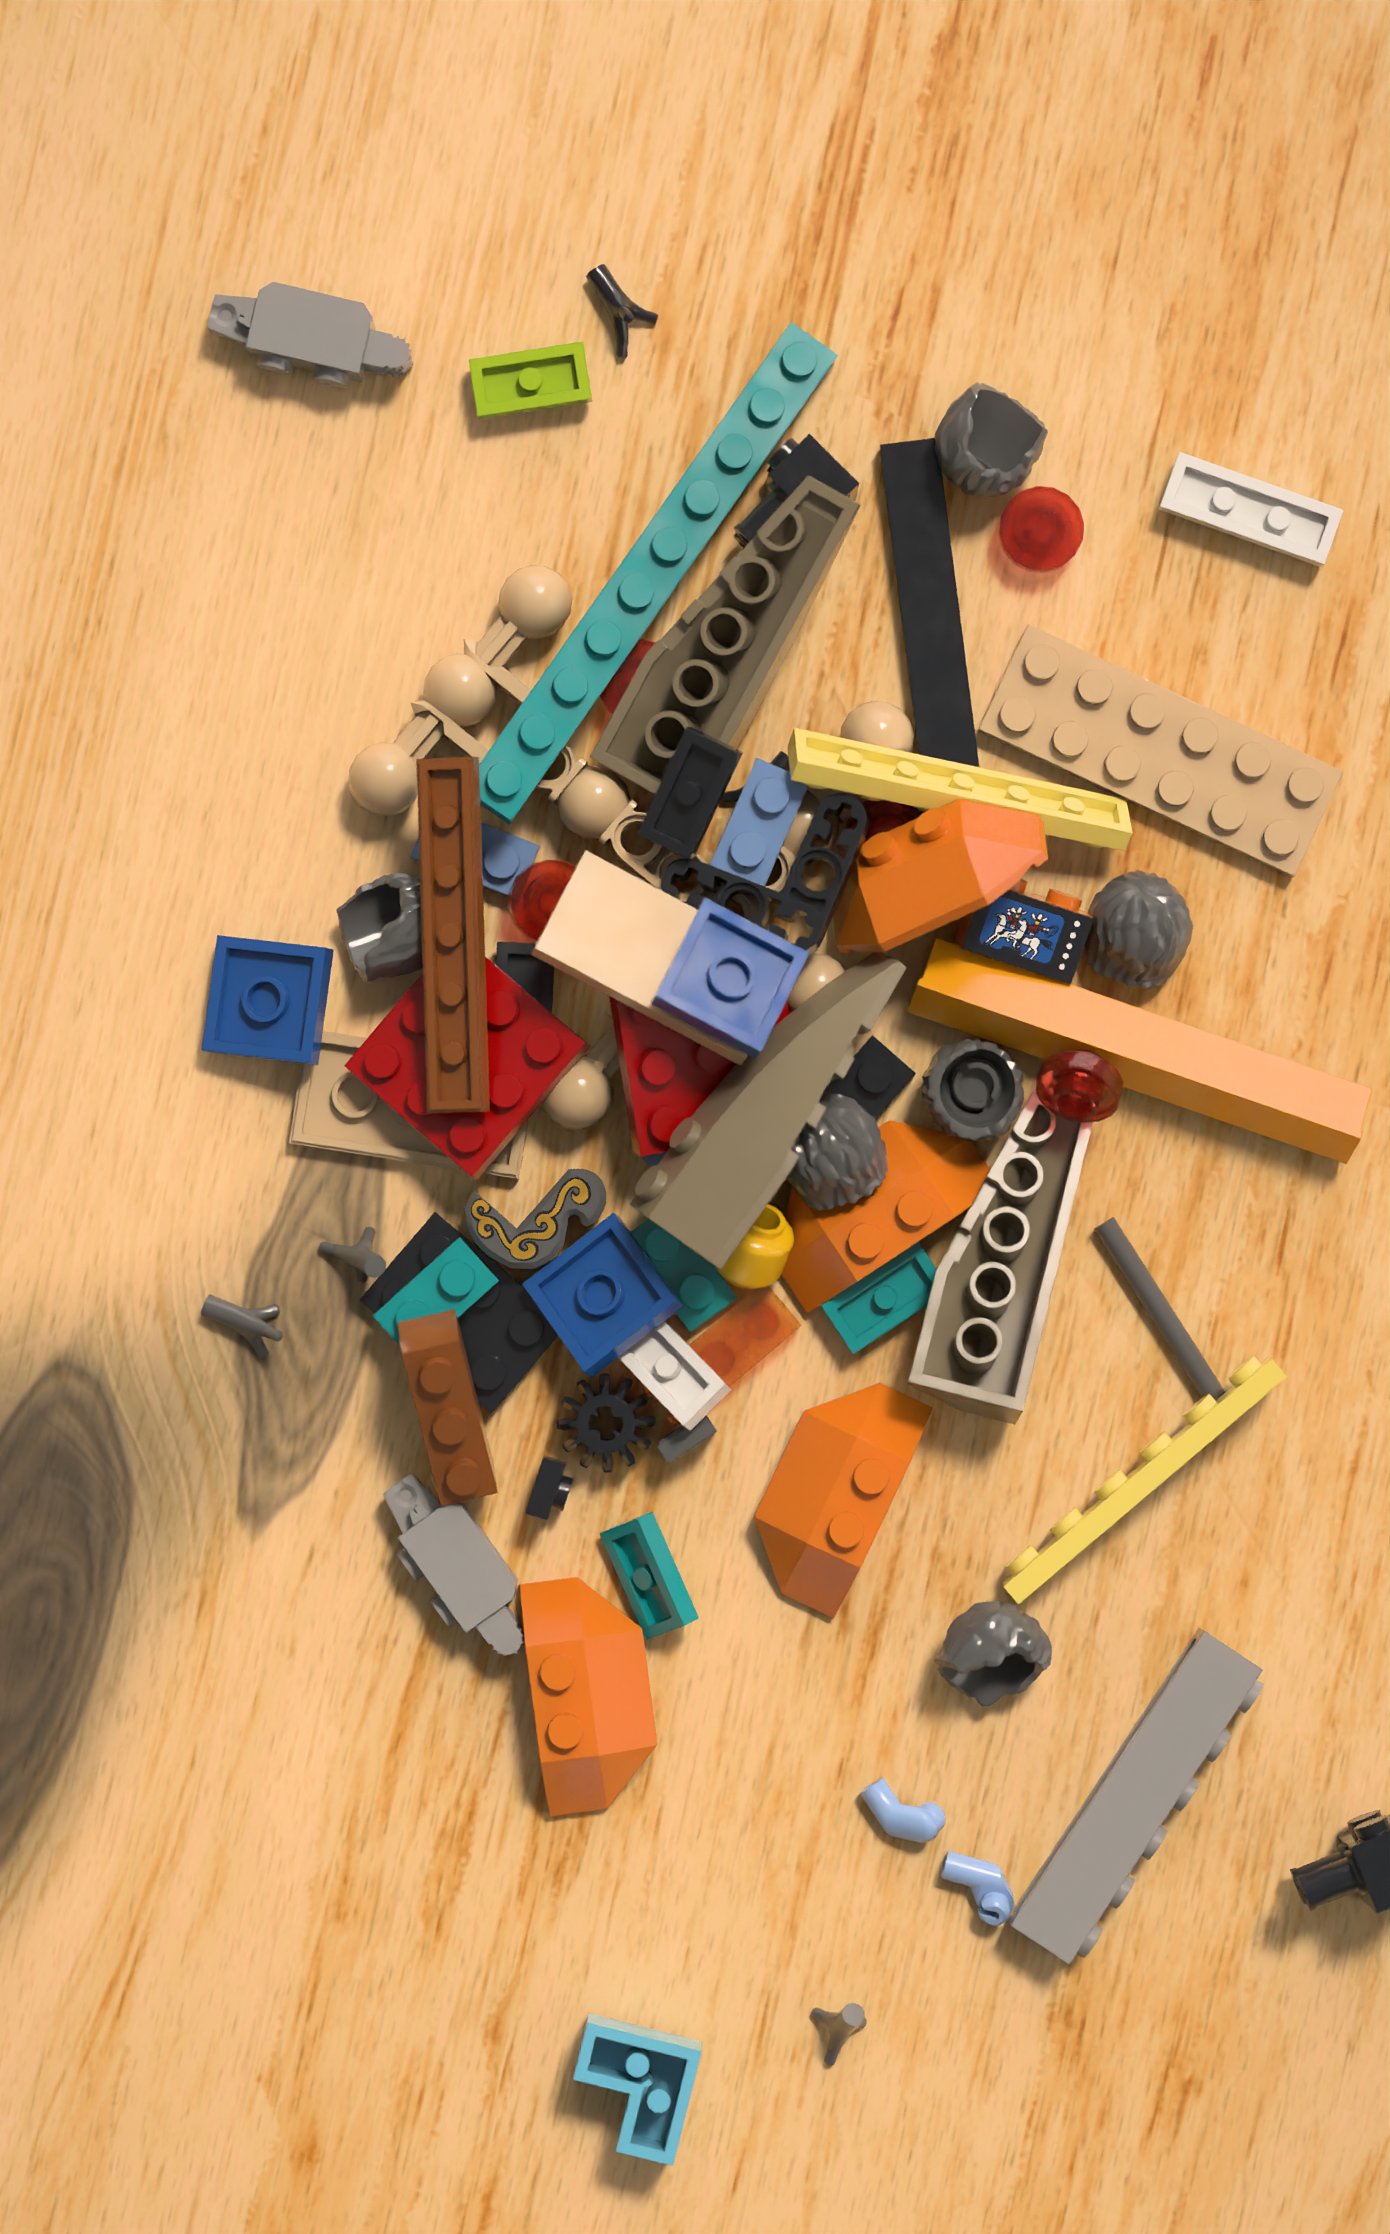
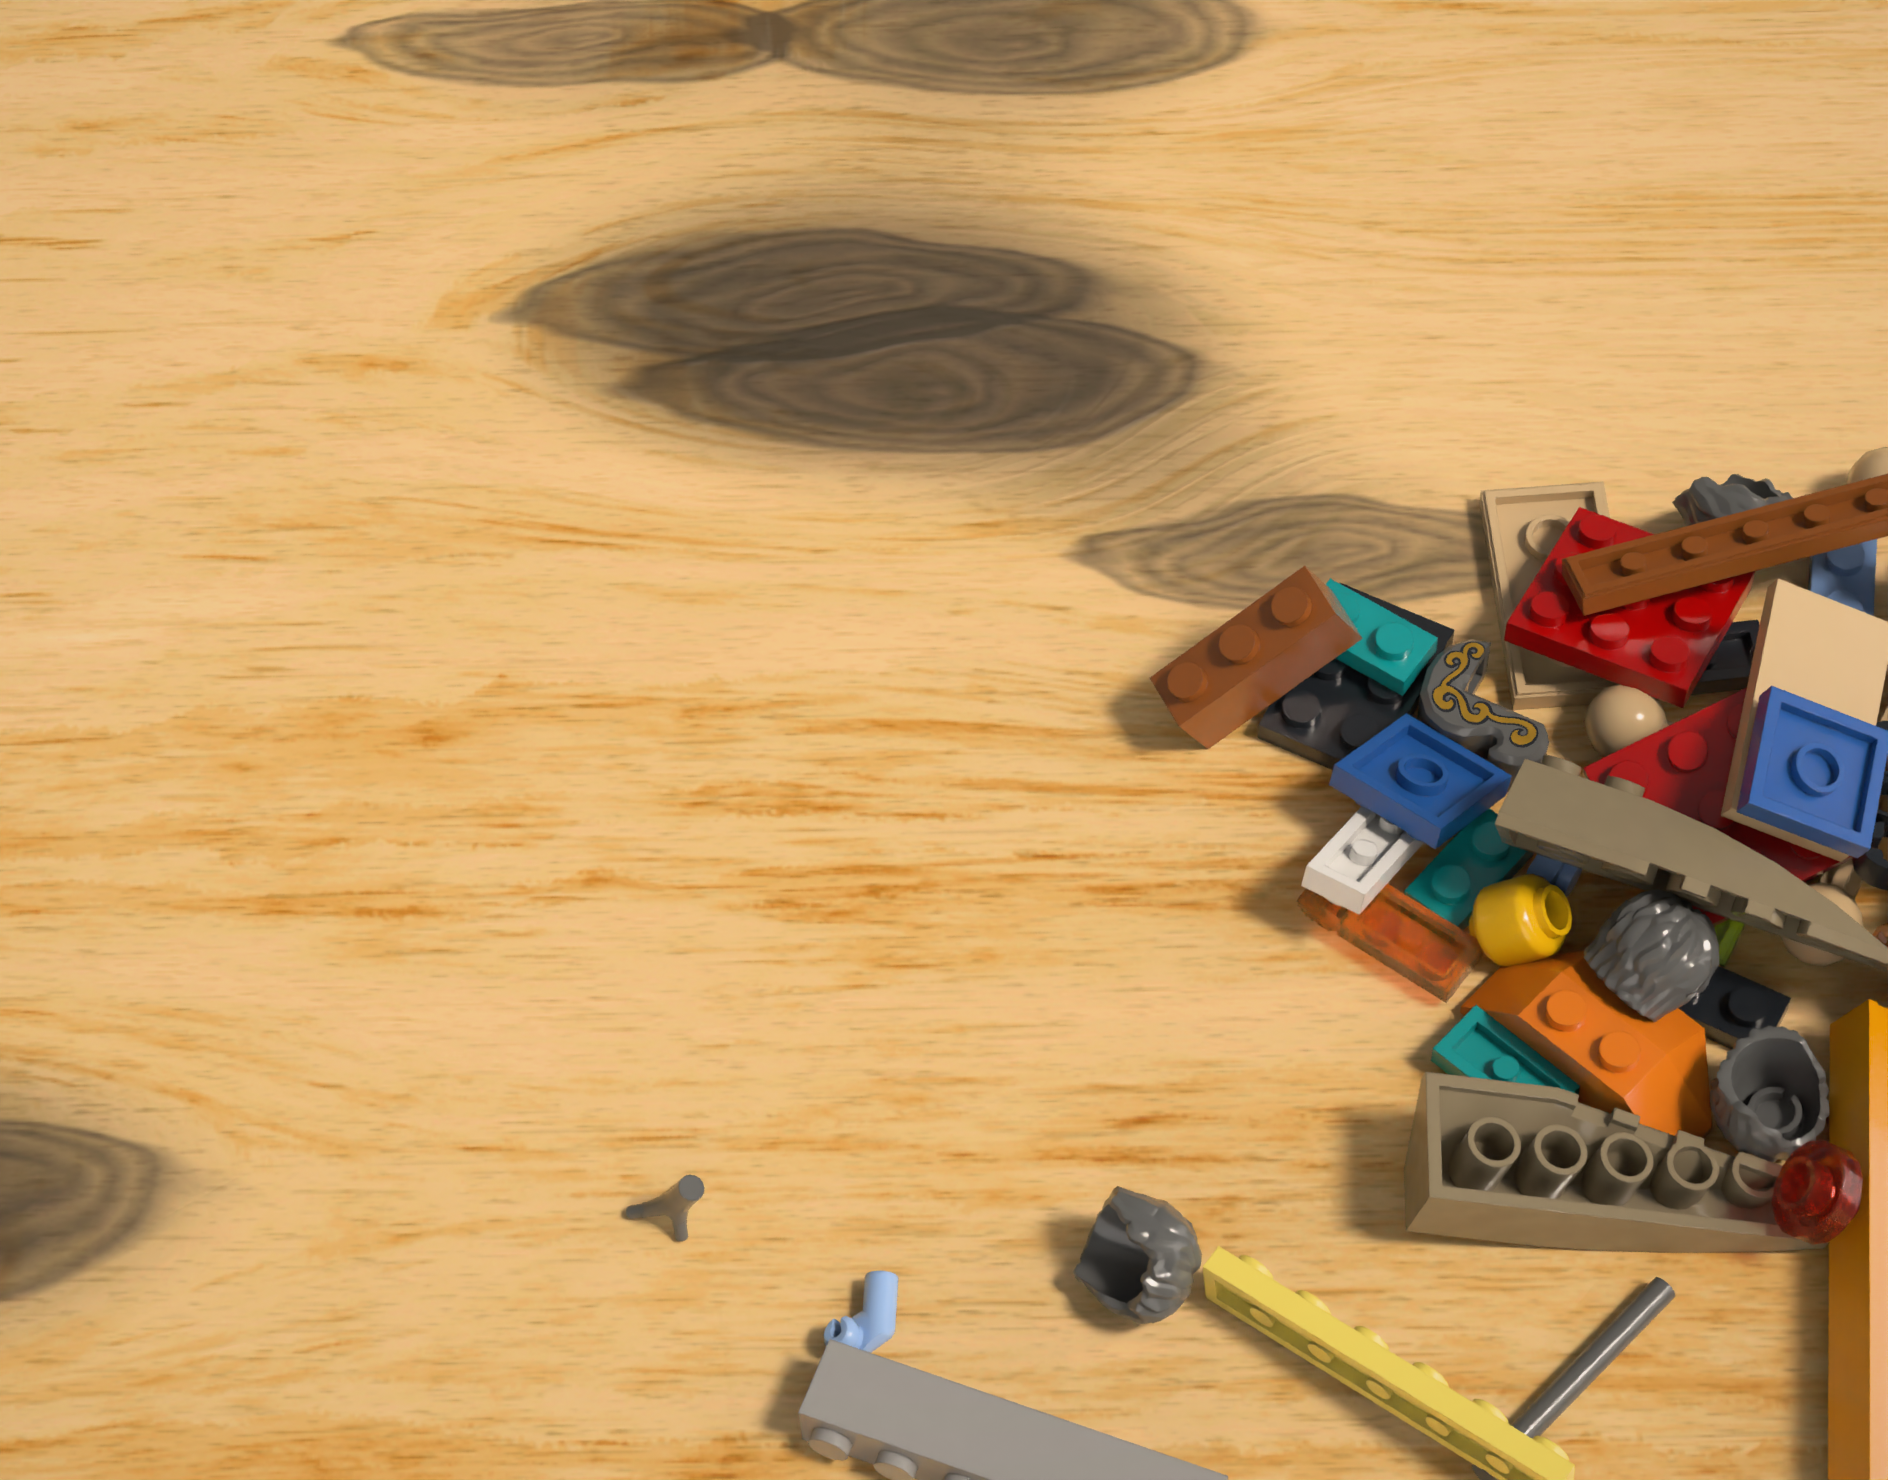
camera: 80 degrees right, 30 degrees down
(244, 1321) = (1285, 492): dark grey bar -> none
(267, 999) = (1621, 435): blue plate -> none
(358, 1256) = (1386, 572): dark grey bar -> none
(458, 1563) = (1086, 728): light grey hinge -> none
(550, 1489) = (1195, 788): black plate -> none
(585, 1693) = (977, 869): orange wedge -> none
(591, 1436) = (1280, 827): black gear -> none
(649, 1575) = (1143, 896): teal plate -> none
(653, 2070) = (569, 1020): medium azure brick -> none
(682, 1439) = (1289, 908): dark grey tile -> none
(837, 1490) = (1274, 1074): orange wedge -> none
(902, 1820) = (922, 1223): light blue arm -> none

